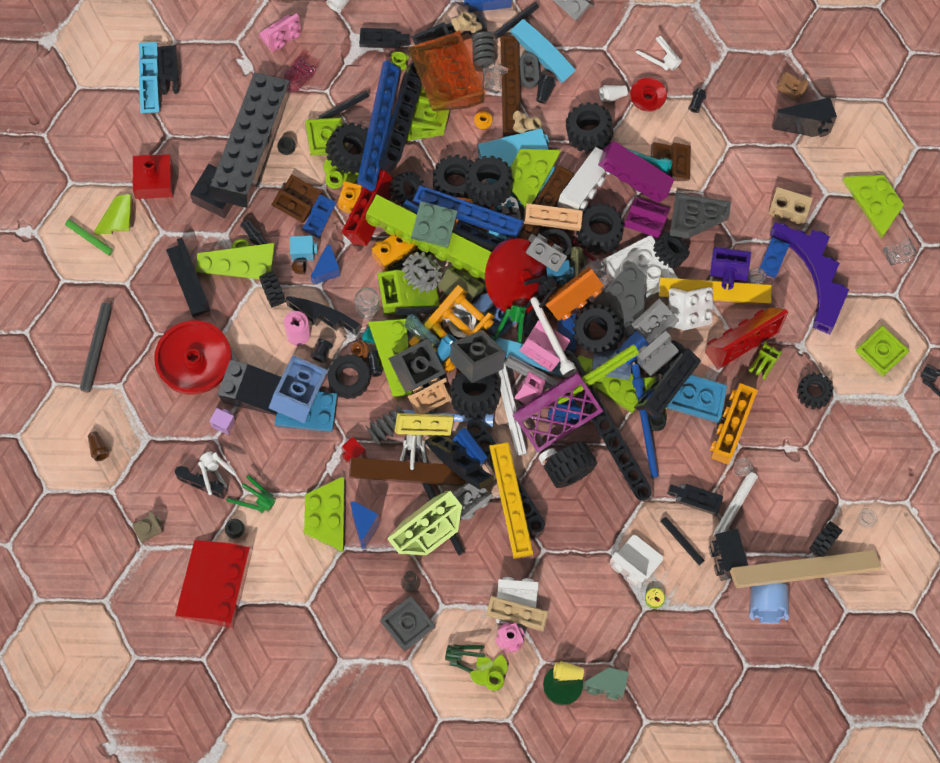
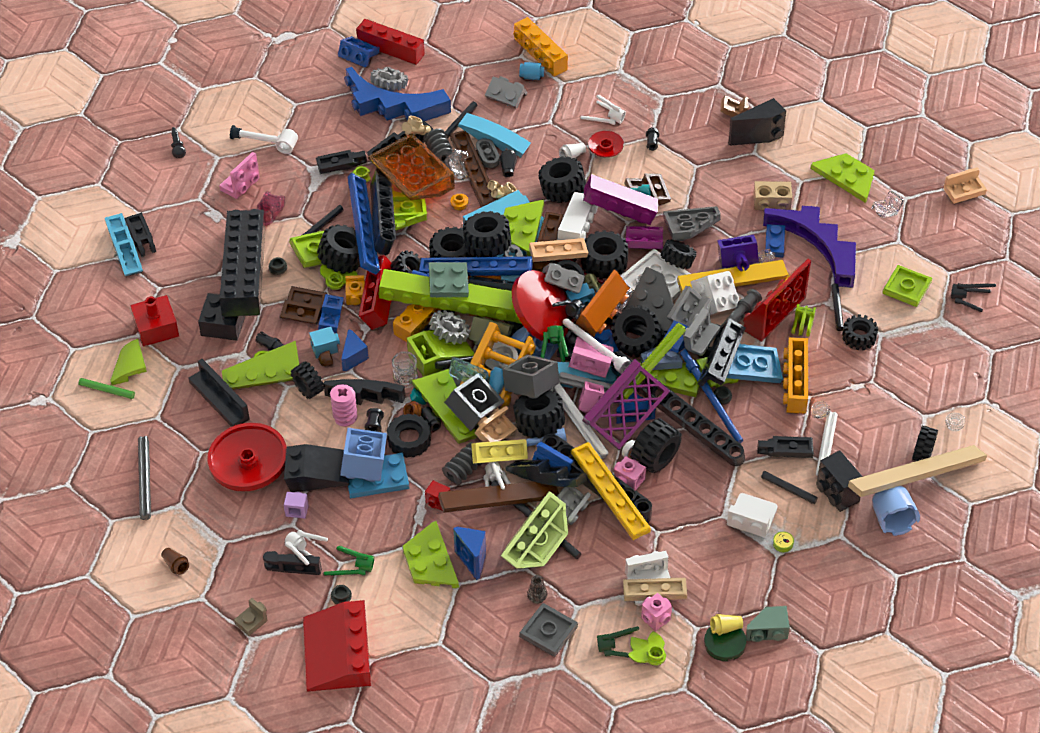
camera: 15 degrees left, 20 degrees down
(536, 483) = (630, 472): none -> bright pink brick
(714, 328) = (745, 305): none -> dark grey pin
(805, 353) = (837, 307): none -> black bar

